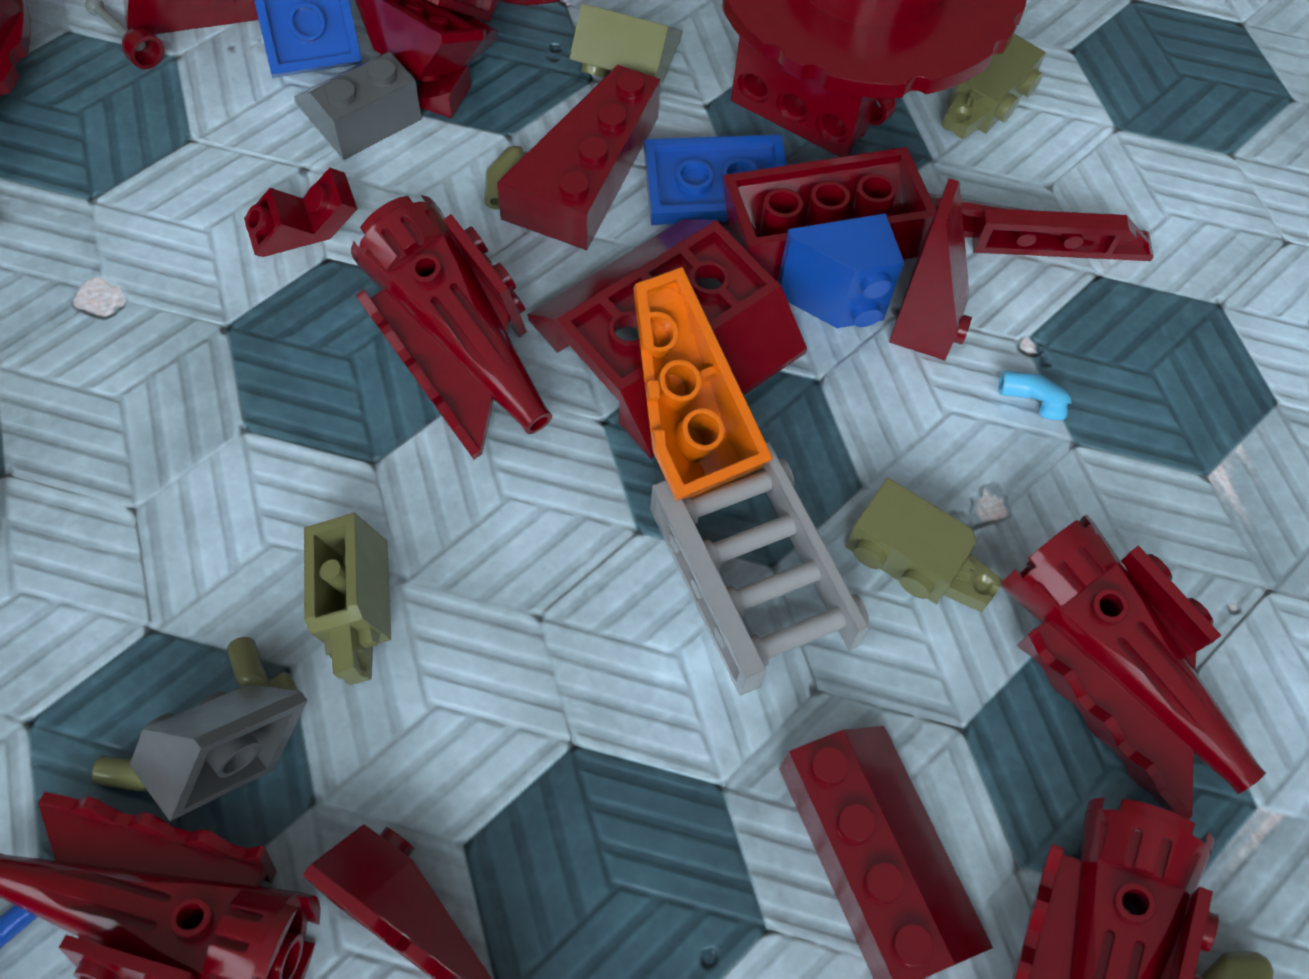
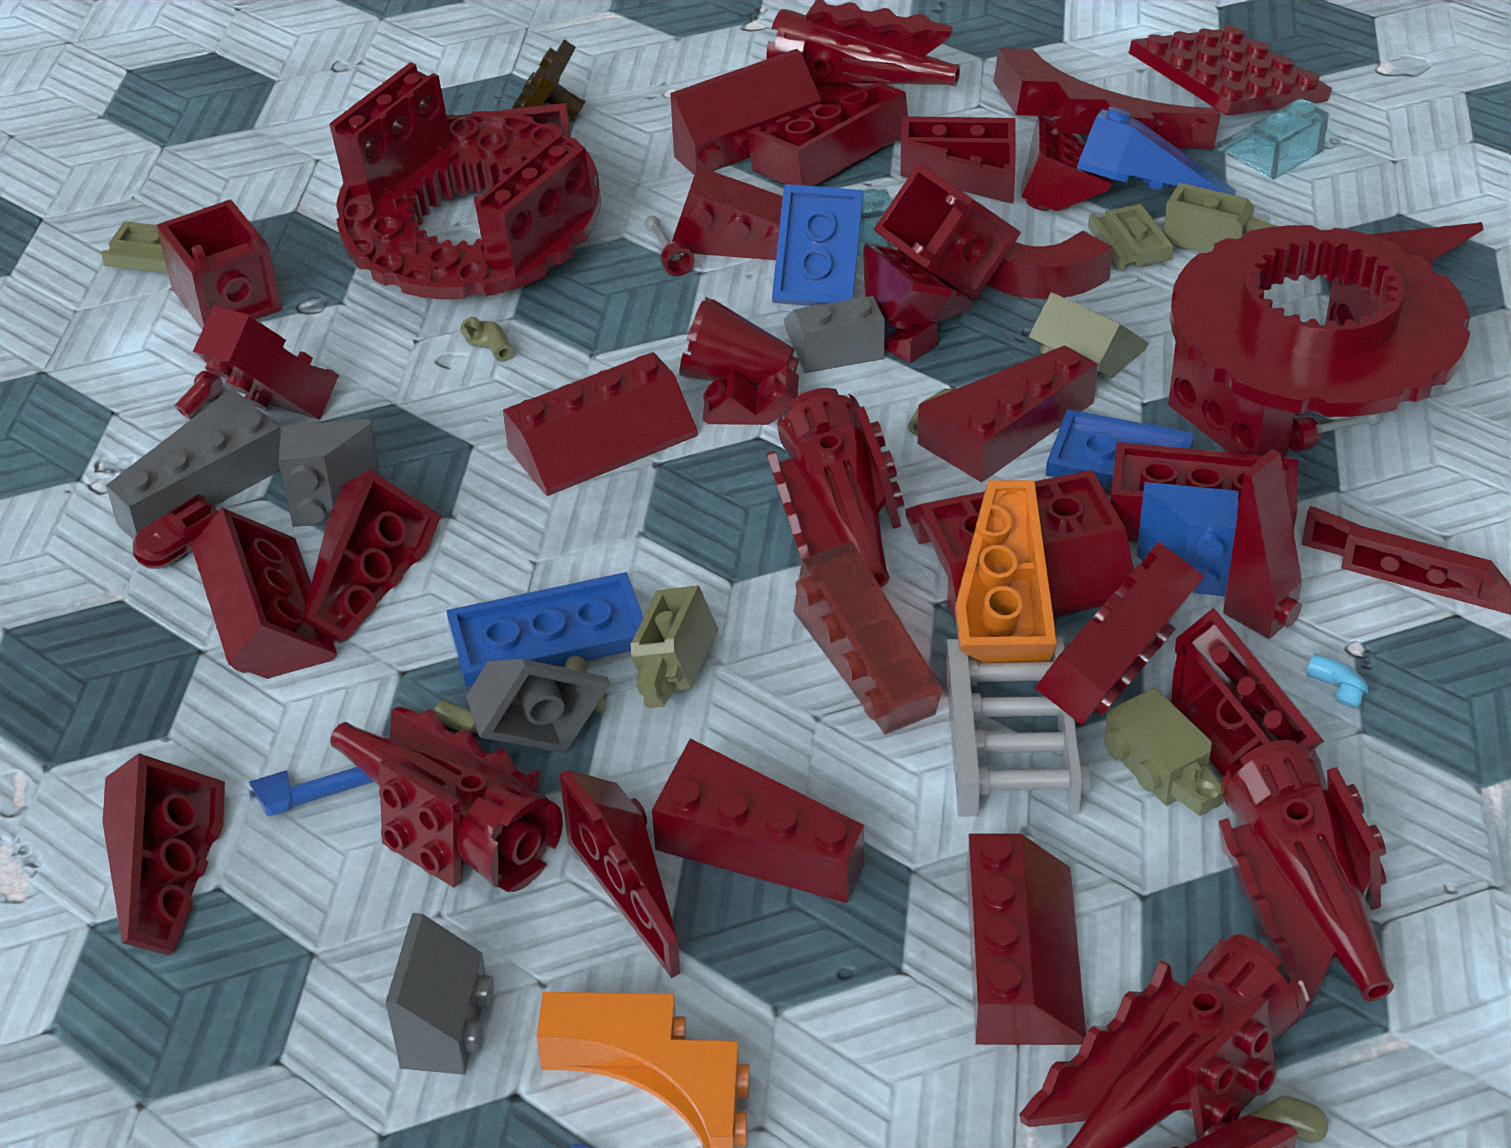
camera: 30 degrees right, 20 degrees down
(137, 301) = (598, 423): none -> dark red slope
(182, 611) = (547, 625): none -> blue plate
(252, 155) = (728, 342): none -> dark red cone
(535, 810) = (755, 826): none -> dark red wedge
(561, 510) = (865, 638): none -> clear red wedge
(834, 430) = (1120, 636): none -> dark red wedge
(973, 468) = (1232, 695): none -> dark red wedge
(996, 90) = (1422, 440): olive hinge -> none

